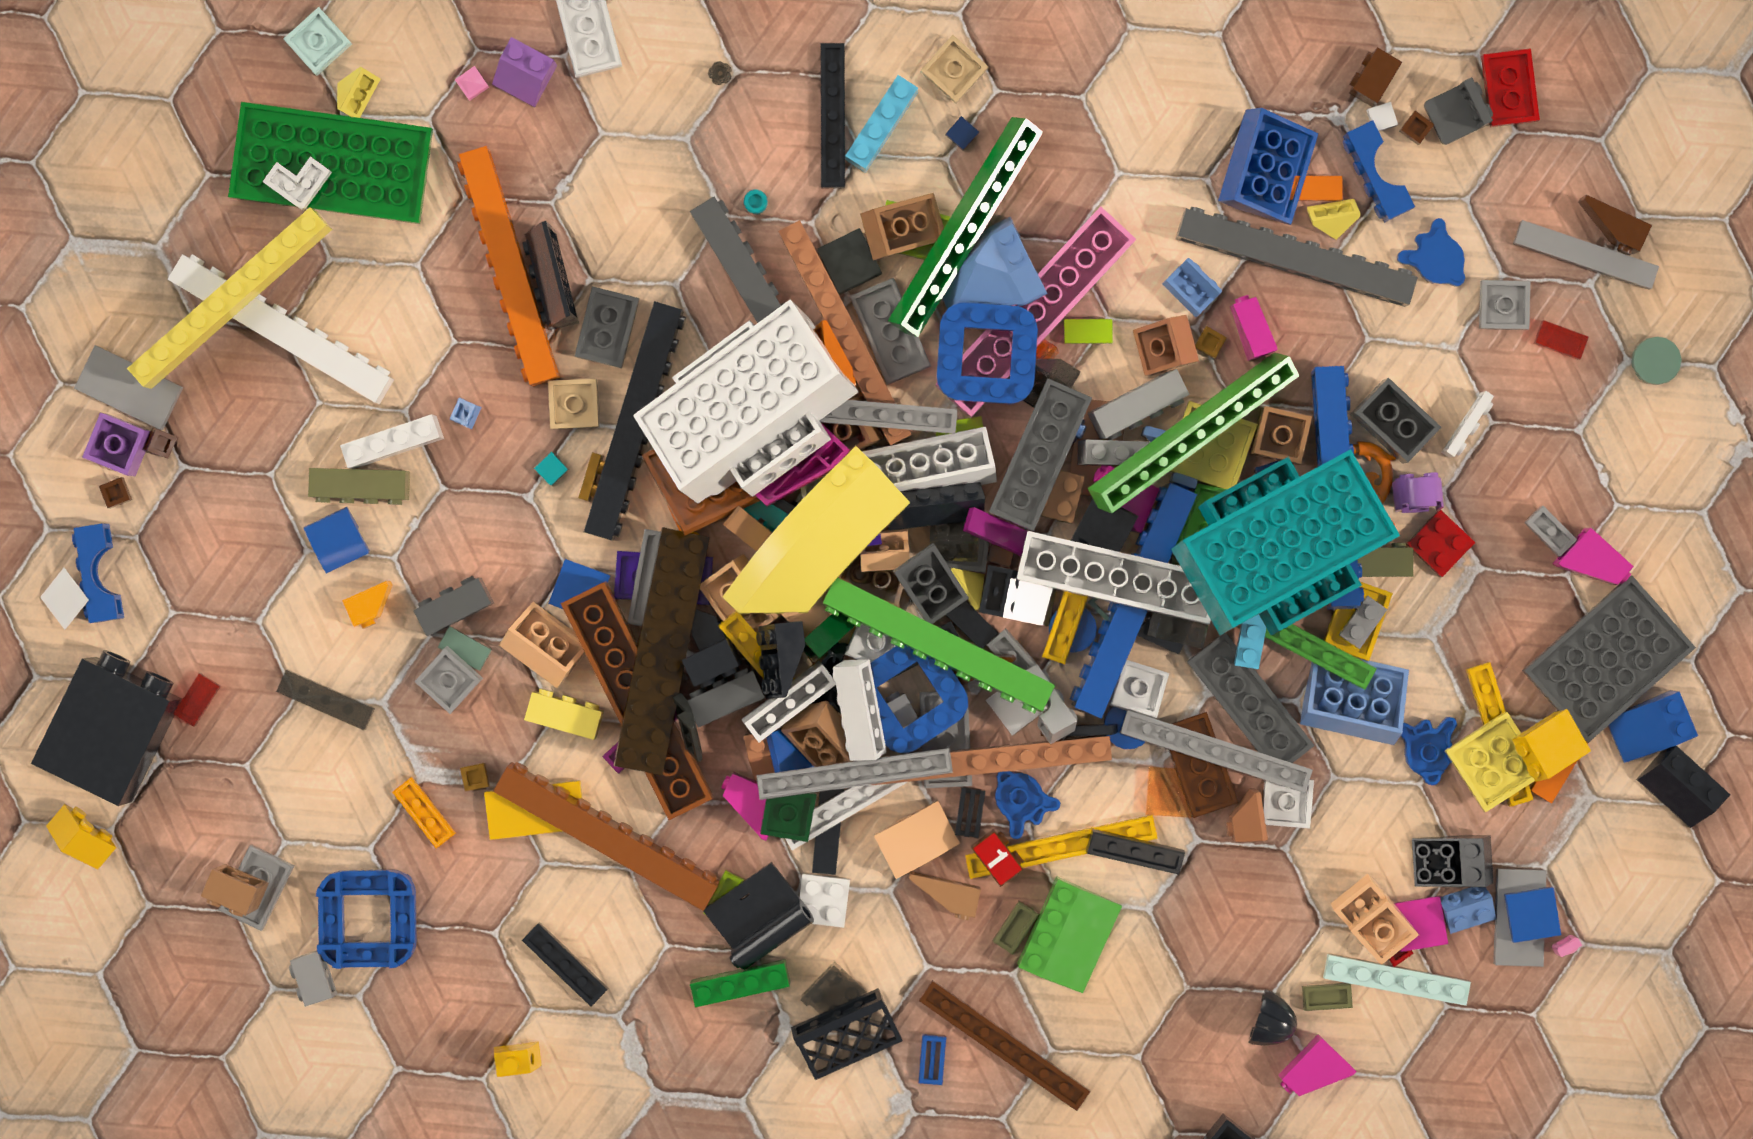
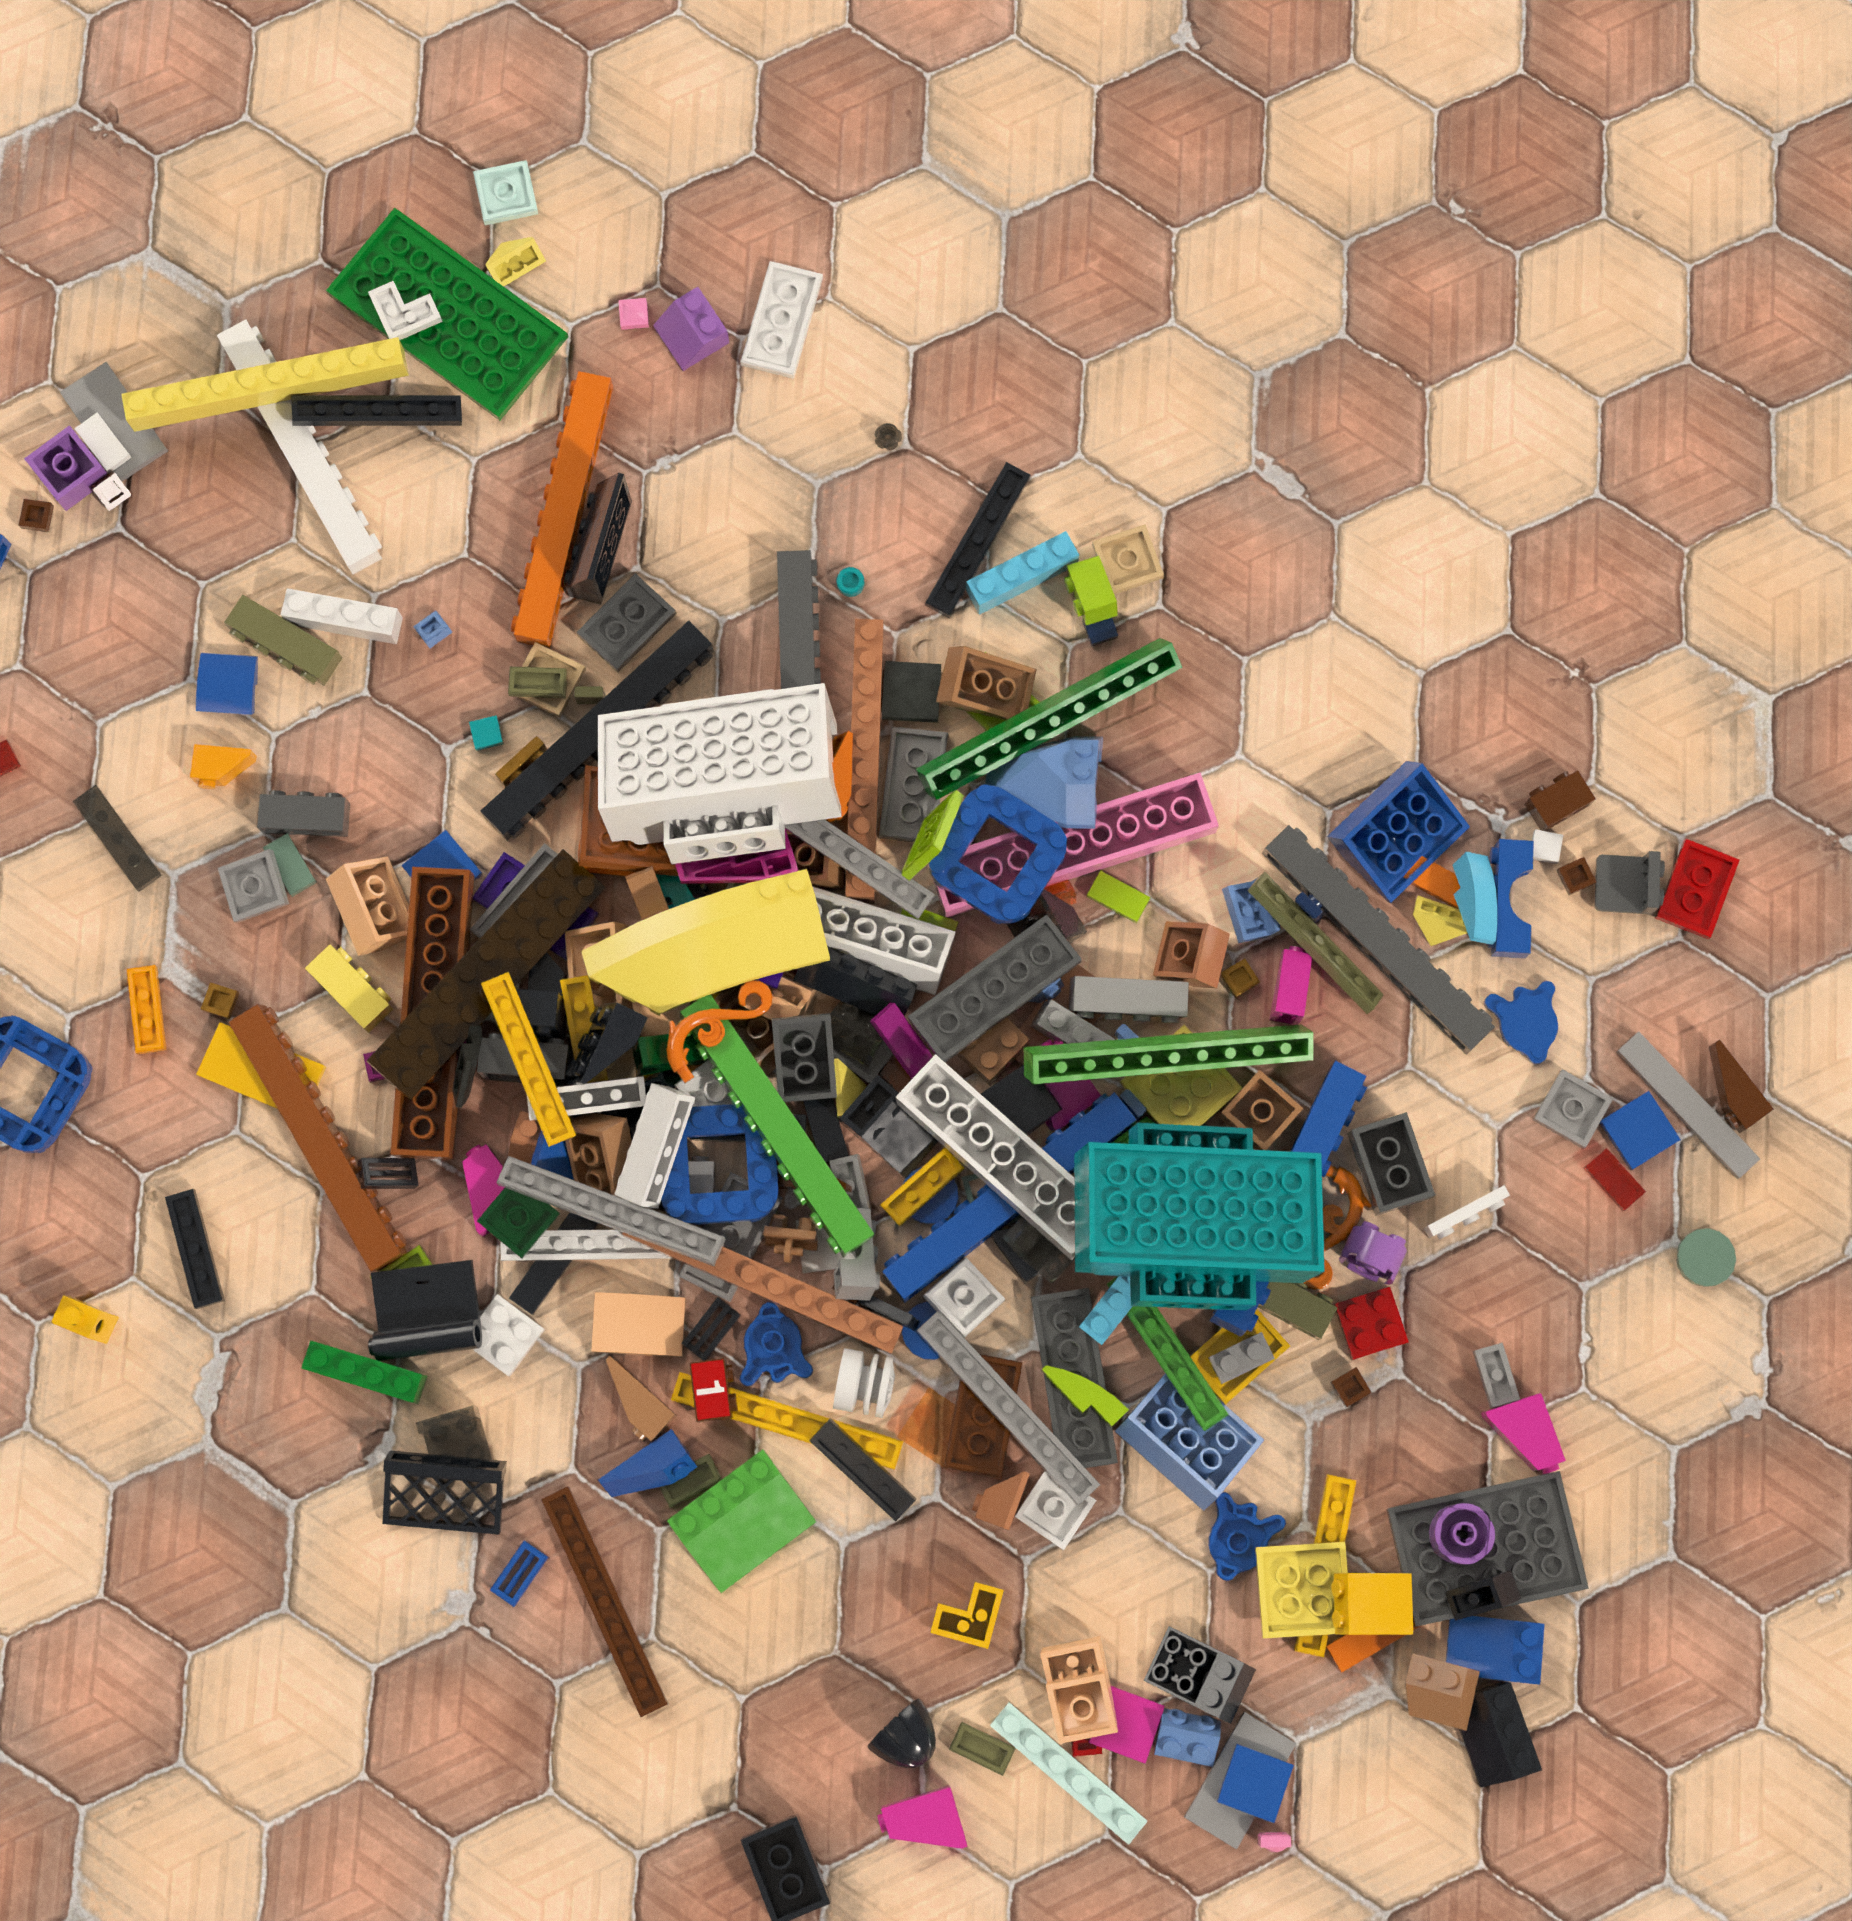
camera: 30 degrees right, 10 degrees down
(132, 409) = (103, 443): none -> white tile
(324, 270) = (376, 410): none -> black plate
(568, 410) = (537, 682): none -> olive tile
(612, 398) = (589, 694): none -> olive tile
(658, 844) = (366, 1174): none -> black tile
(733, 700) = (528, 1059): none -> yellow tile
(839, 635) = (677, 1034): none -> orange plant
(931, 366) = (932, 835): none -> lime tile
(941, 109) = (1091, 590): none -> lime brick
(981, 719) = (788, 1240): none -> medium nougat hips
(987, 931) = (652, 1467): none -> blue slope
(1103, 791) = (863, 1383): none -> white wheel
(1235, 261) = (1310, 906): none -> dark blue plate
(1253, 286) = (1315, 942): none -> olive tile
(1267, 711) = (1085, 1393): none -> lime slope
(1274, 917) = (975, 1623): none -> yellow brick
(1353, 186) = (1477, 897): none -> medium azure slope
(1451, 598) = (1350, 1387): none -> reddish brown plate
(1560, 293) = (1639, 1130): none -> blue tile
(1599, 669) = (1474, 1522): none -> medium lavender brick
(1626, 695) = (1483, 1595): none -> black slope
(1629, 778) = (1440, 1691): none -> medium nougat slope

